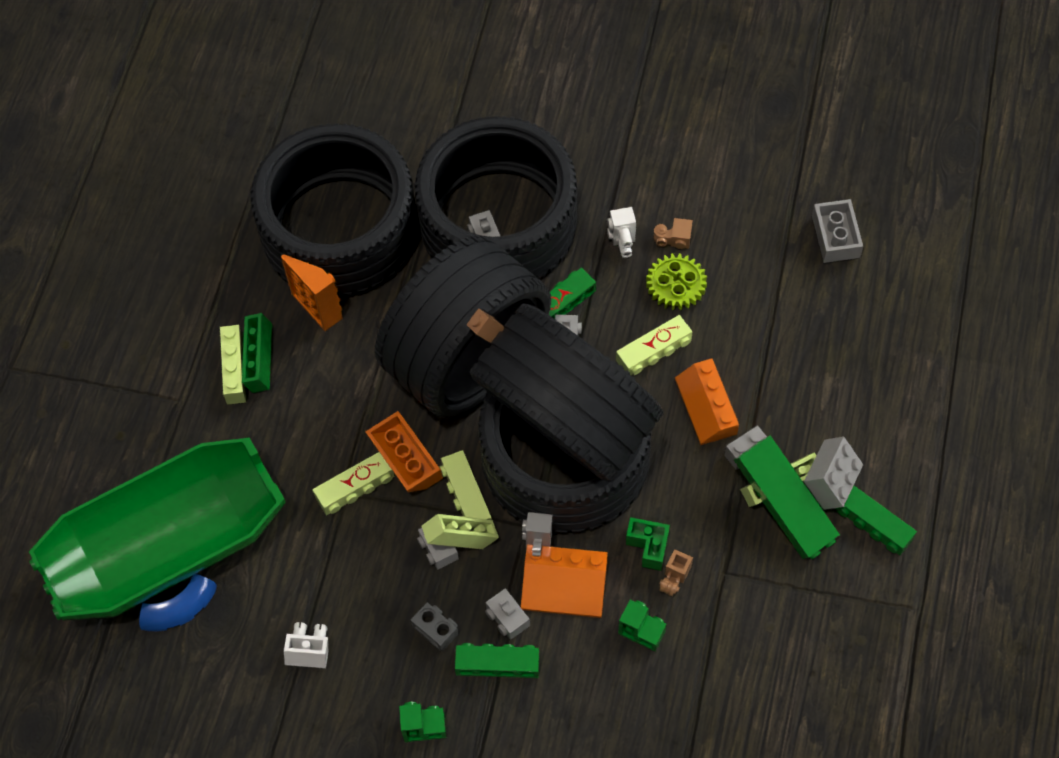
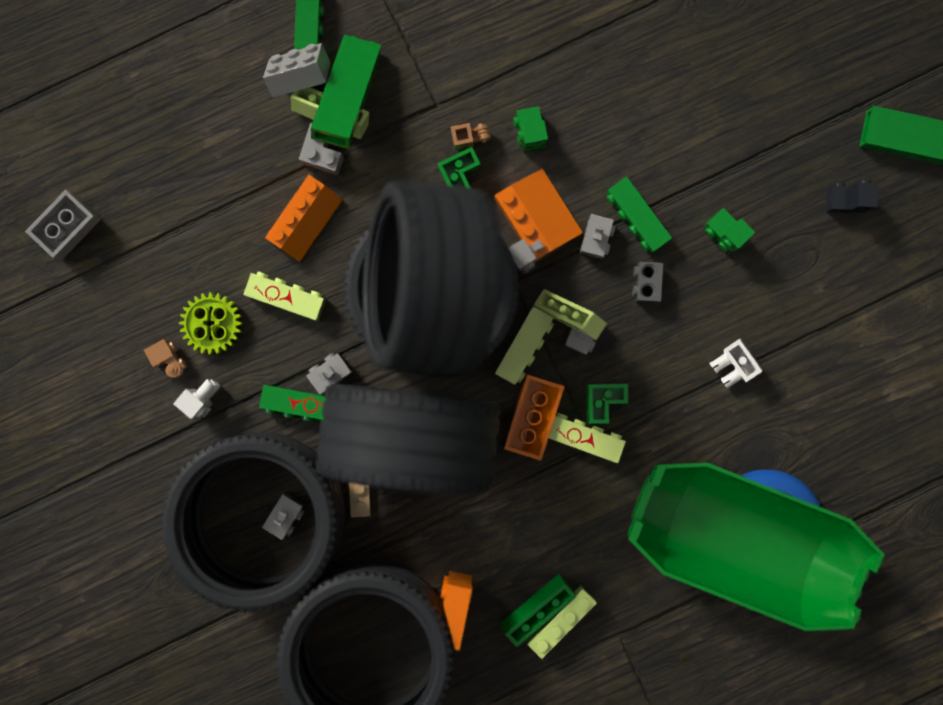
camera: 130 degrees left, 25 degrees up
(373, 516) = (599, 398): none -> green brick
(485, 325) = (425, 387): medium nougat brick -> none

